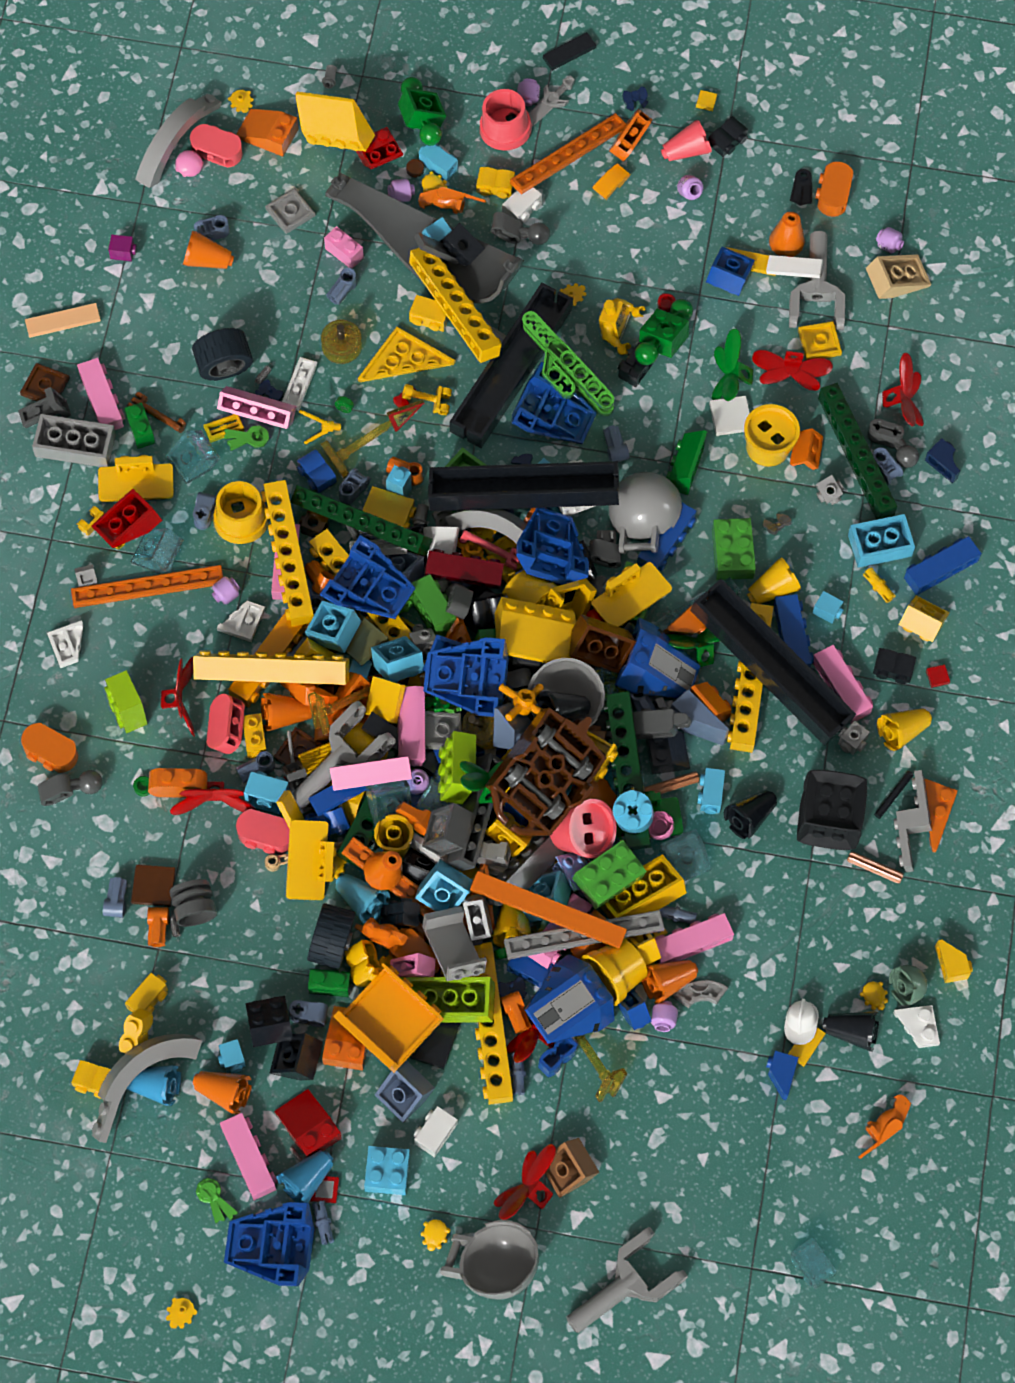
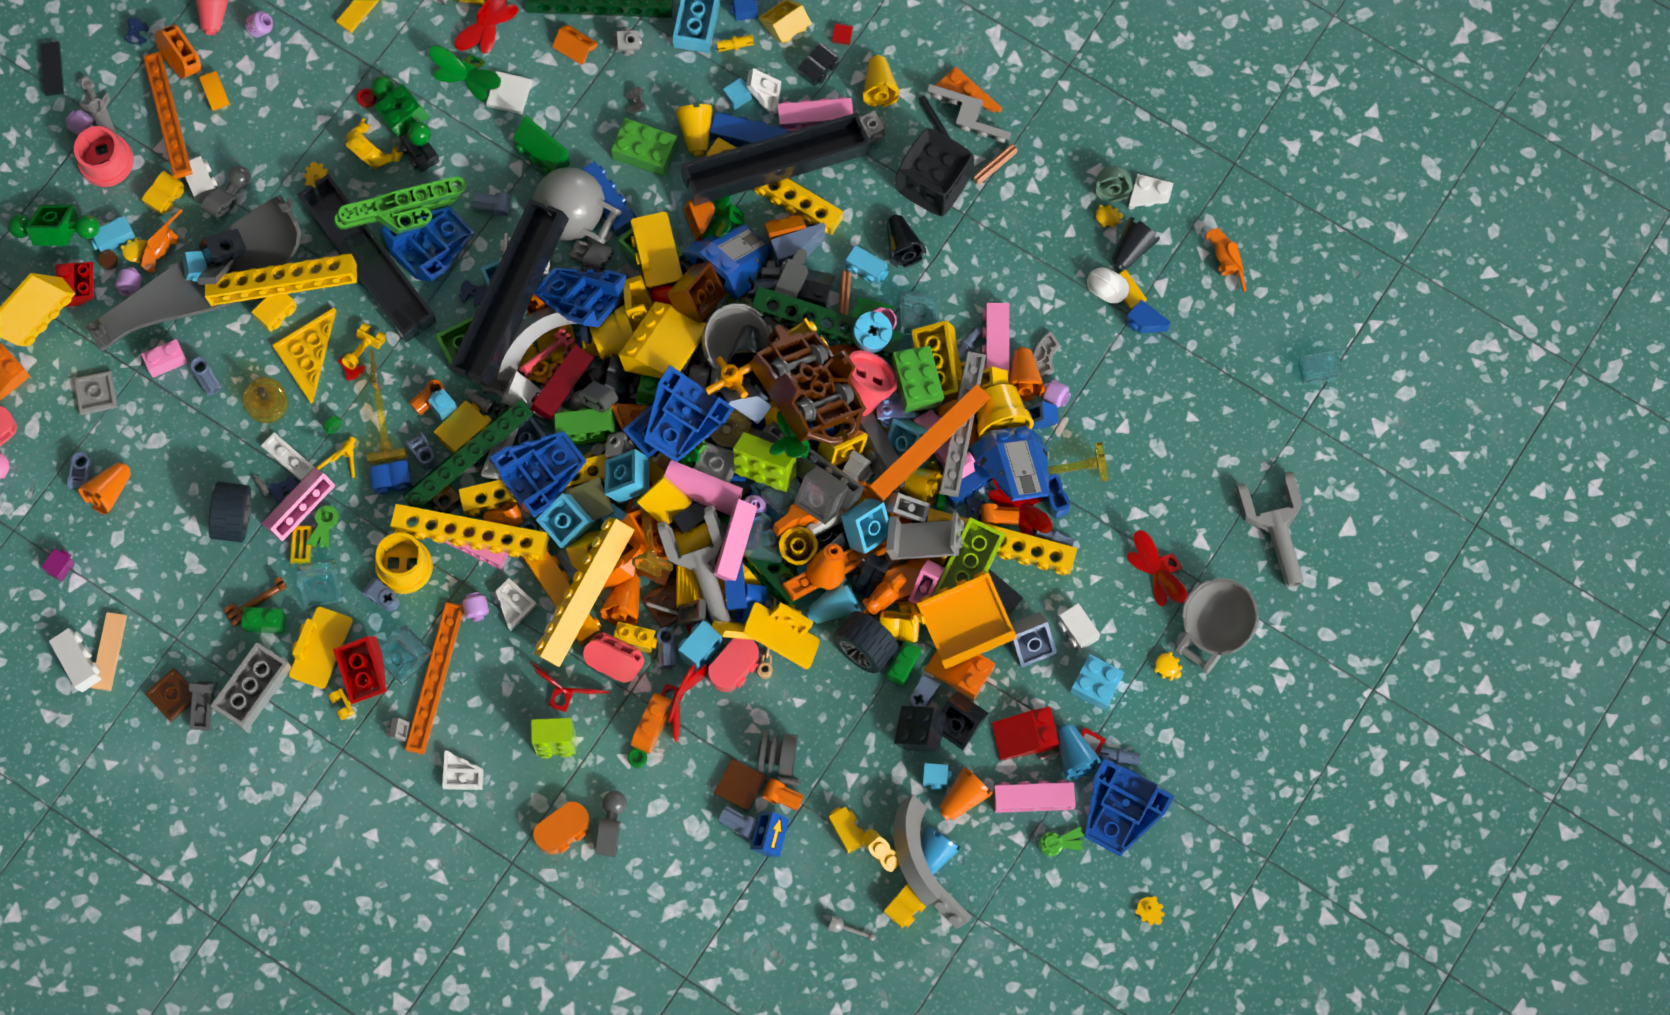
camera: 65 degrees left, 5 degrees up
(41, 296) = (76, 659): none -> white brick
(53, 1023) = (836, 925): none -> light grey hinge
(100, 394) = (211, 645): bright pink brick -> none
(114, 928) = (769, 834): none -> blue brick
(571, 1167) = (1160, 525): medium nougat slope -> none
(730, 271) = (364, 28): blue slope -> none
(774, 420) = (555, 79): yellow piece -> none
(843, 627) = (765, 89): none -> white wing
(952, 962) = (1107, 140): yellow slope -> none

